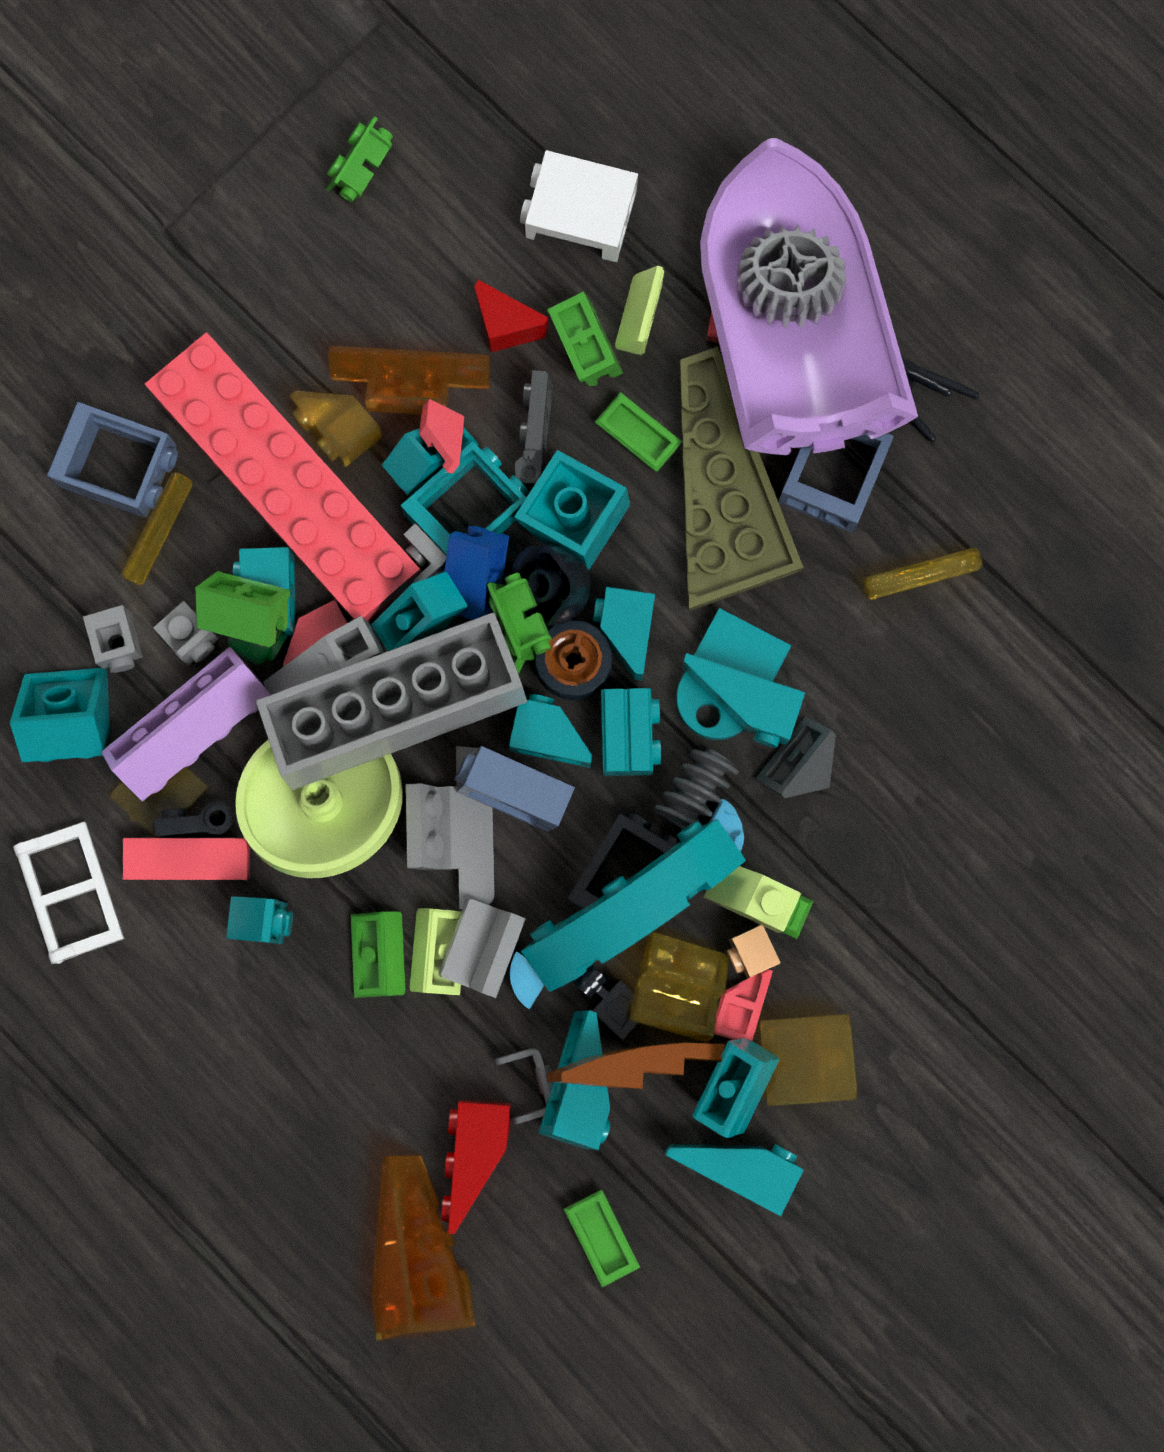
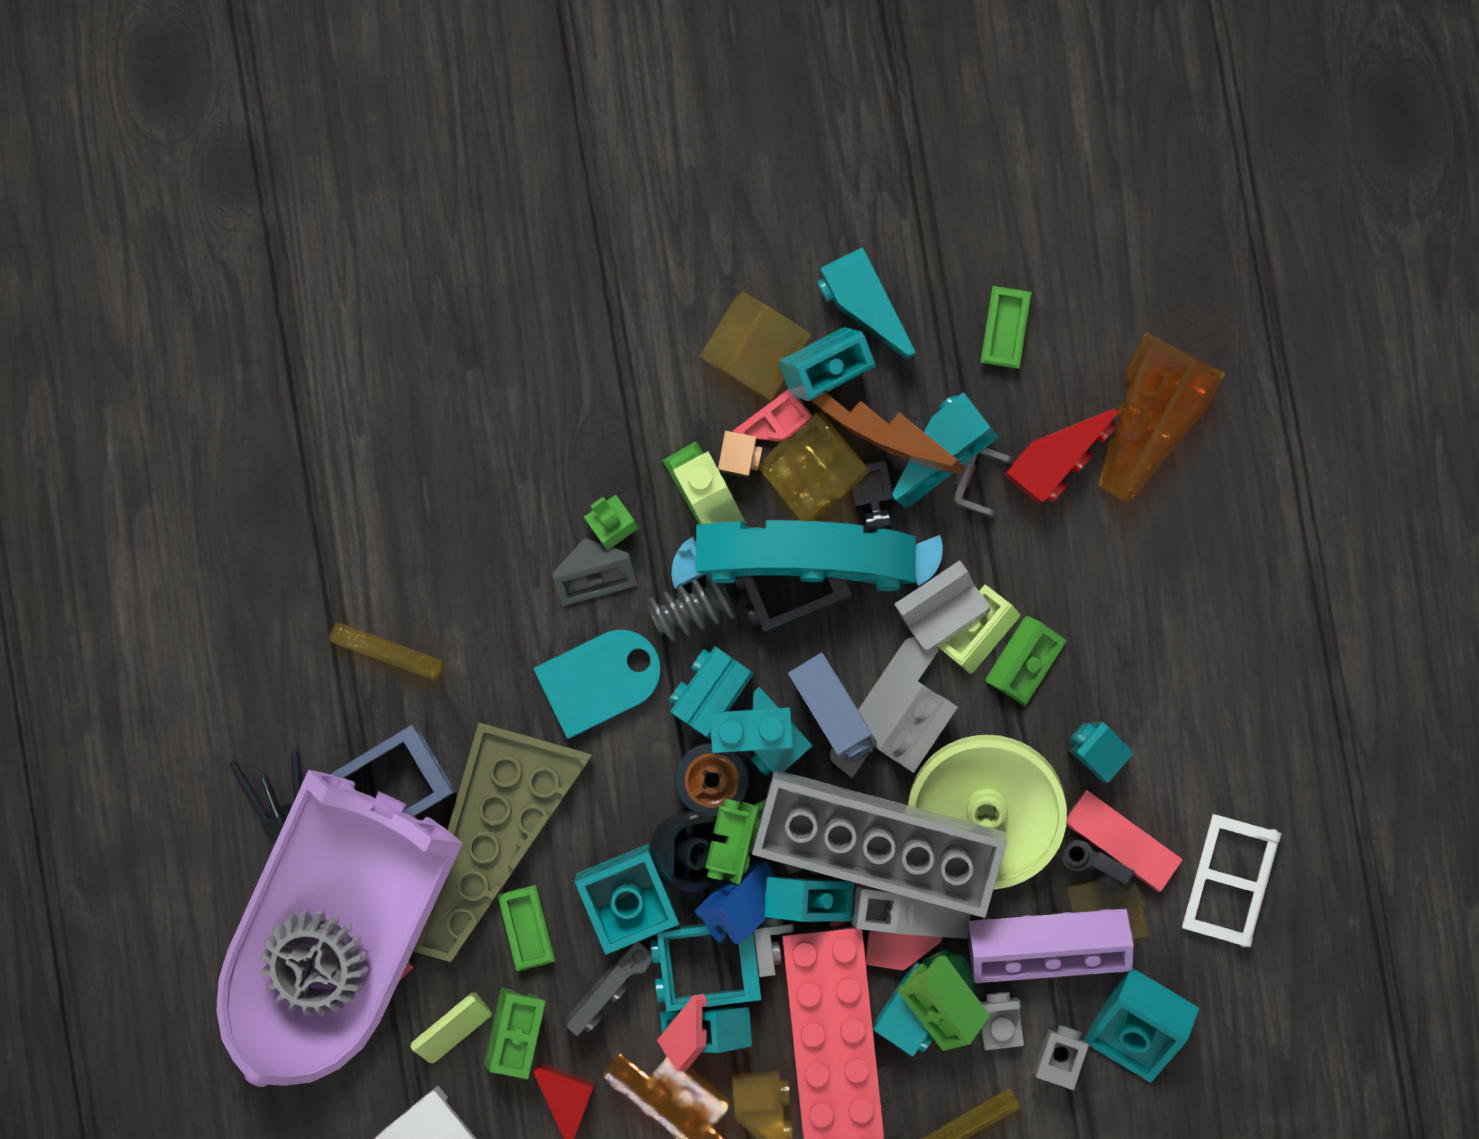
camera: 145 degrees left, 5 degrees up
(571, 717) = (751, 730): none -> teal brick
(626, 624) = (651, 776): teal slope -> none
(753, 702) = (597, 640): teal slope -> none
(818, 815) = (610, 521): none -> bright green tile

